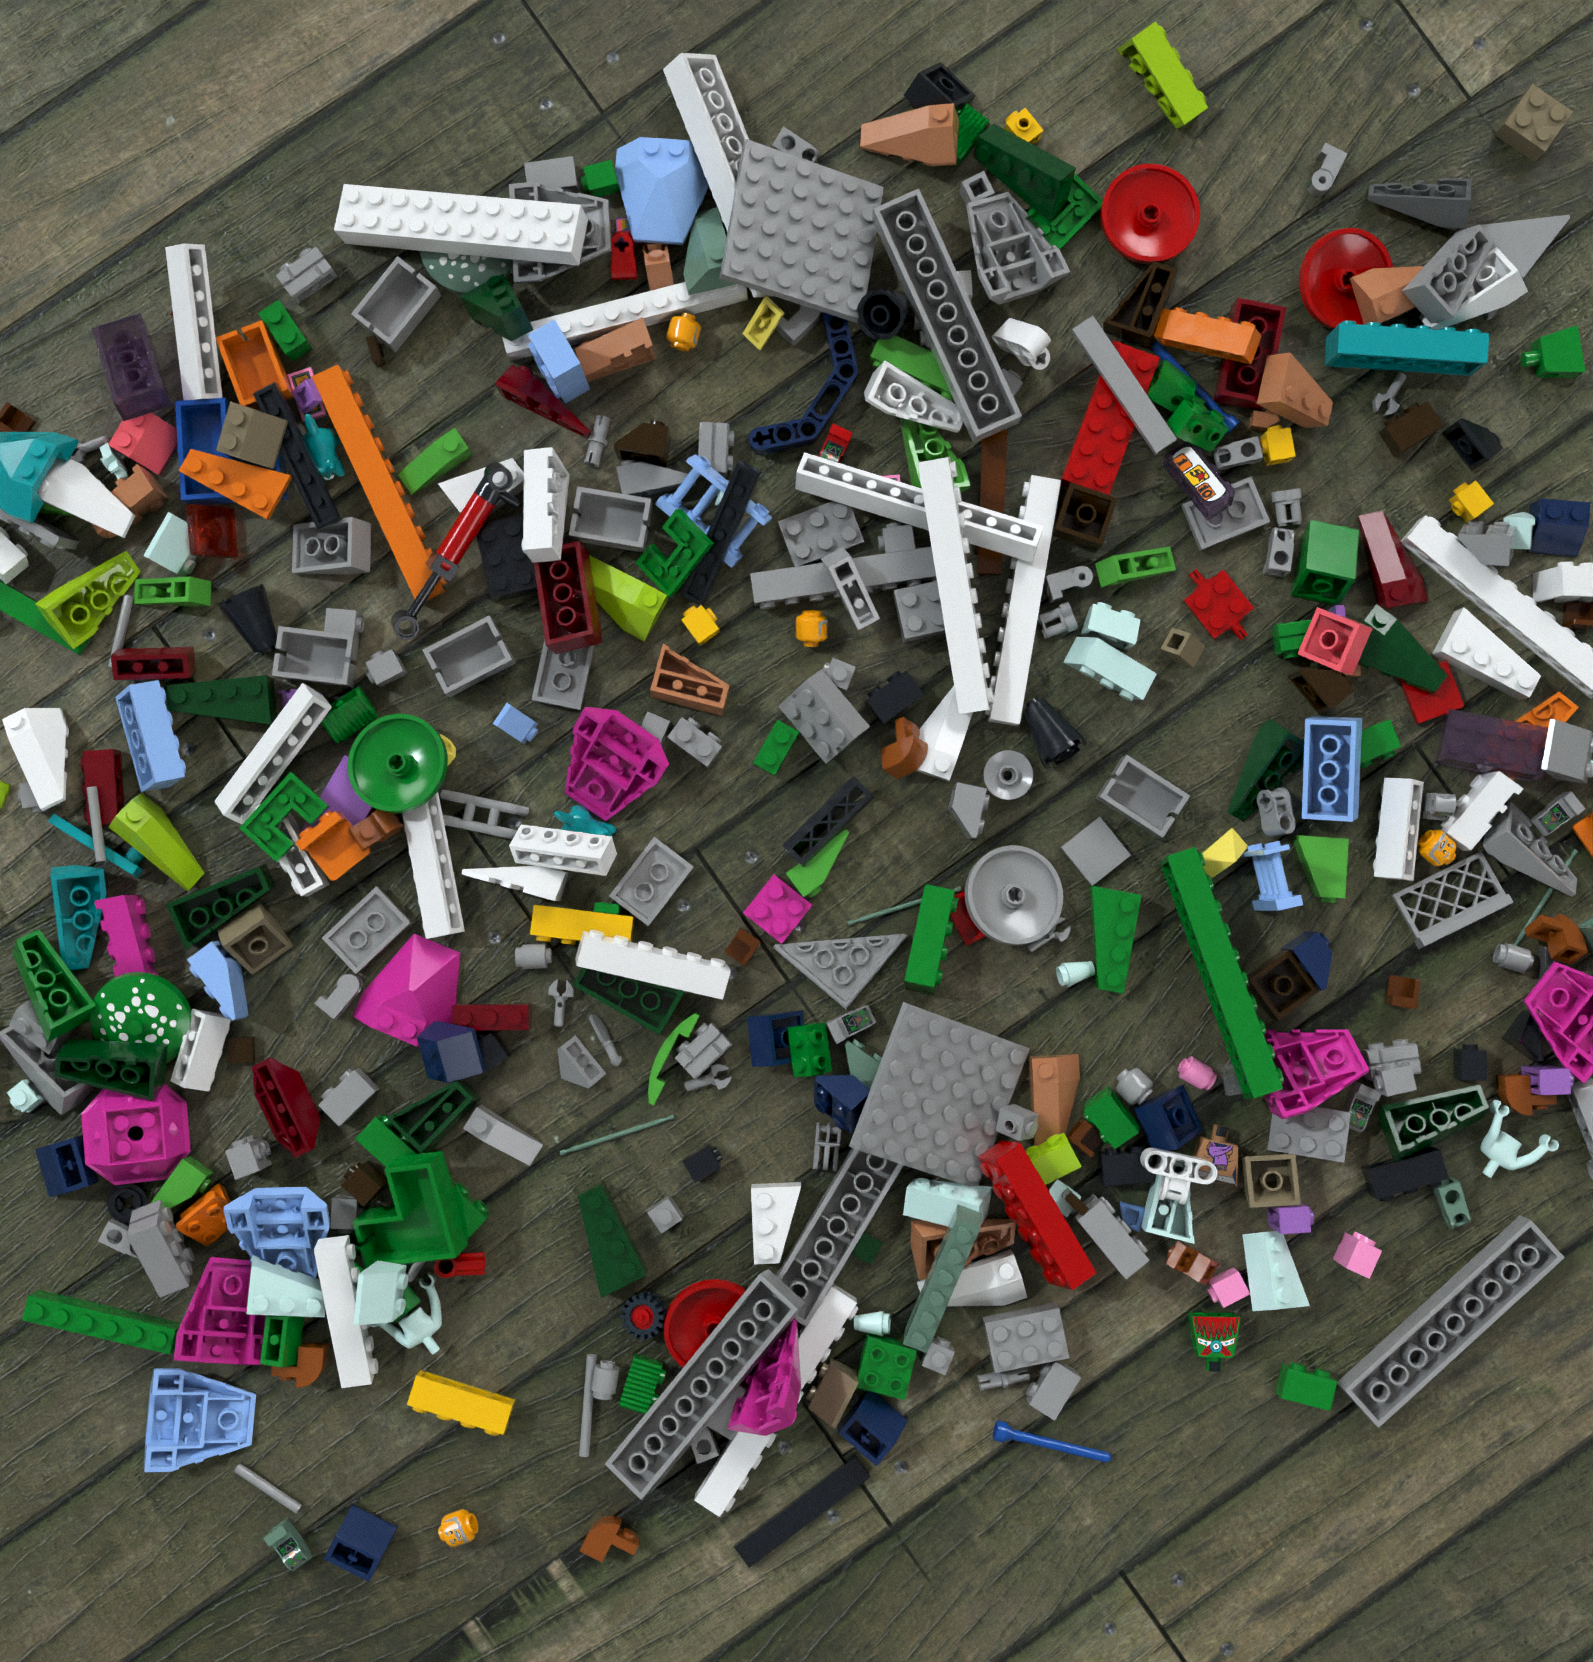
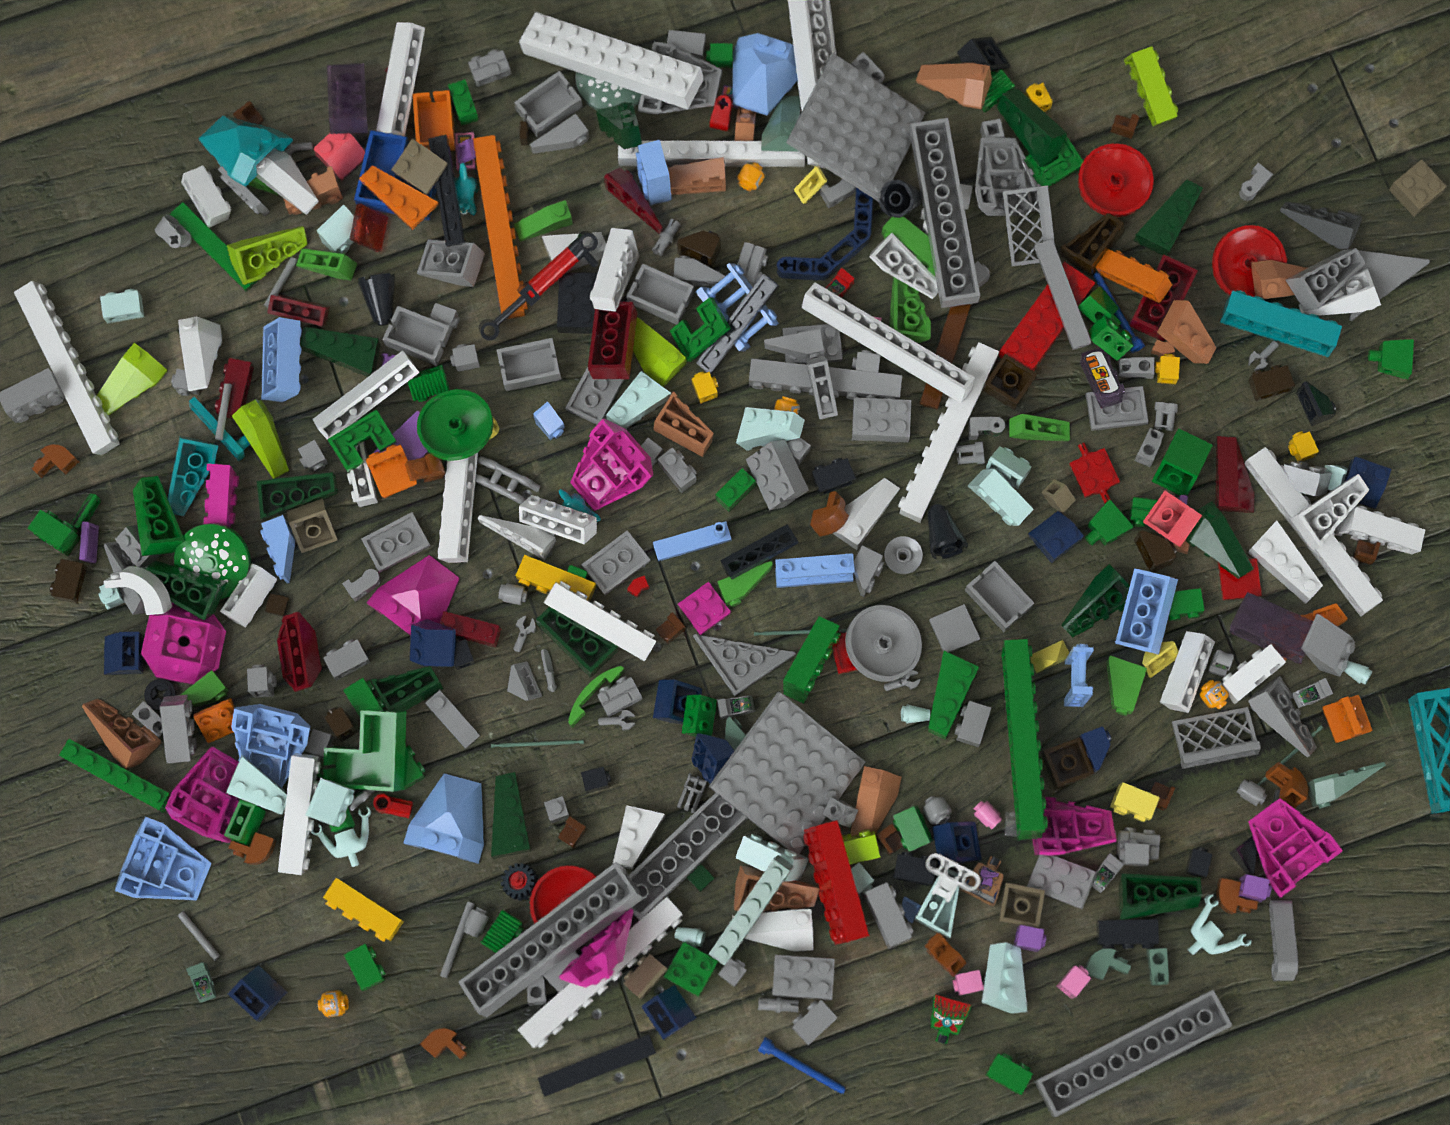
camera: 25 degrees right, 10 degrees down
(64, 1079) = (146, 584): none -> white arch
(93, 1267) = (124, 739): none -> nougat wedge
(113, 461) = (311, 161): light aqua plate -> none
(229, 849) = (312, 457): none -> light grey brick
(428, 341) = (564, 136): none -> light grey slope
(484, 1472) = (365, 967): none -> green brick
(537, 1261) = (450, 820): none -> light blue wedge
(620, 667) = (637, 401): none -> light aqua wedge
(687, 902) = (637, 586): none -> red piece
(692, 1234) = (572, 832): none -> reddish brown panel
(738, 827) = (692, 541): none -> light blue piece
(794, 657) = (766, 426): none -> light aqua wedge
(808, 539) = (801, 345): none -> light grey slope
(904, 827) = (814, 570): none -> light blue fence
(954, 584) = (898, 403): white brick -> none
(1025, 342) = (998, 246): white piece -> none
(1074, 1201) = (866, 878): dark brown tile -> none
(1075, 289) = (1045, 218): none -> light grey fence
(1142, 137) = (1125, 126): none -> reddish brown panel
(1150, 965) = (973, 723): none -> light grey brick
(1191, 699) = (1056, 536): none -> dark blue slope
(1230, 254) = (1166, 224): none -> dark green wedge
(1252, 667) = (1108, 525): none -> green torso
(1277, 814) = (1098, 635): light grey piece -> none
(1367, 813) = (1155, 662): none -> light yellow slope
(1372, 1012) = (1134, 801): none -> light yellow brick
(1381, 1217) = (1100, 961): none -> sand green brick
(1524, 585) = (1325, 514): none -> white wedge

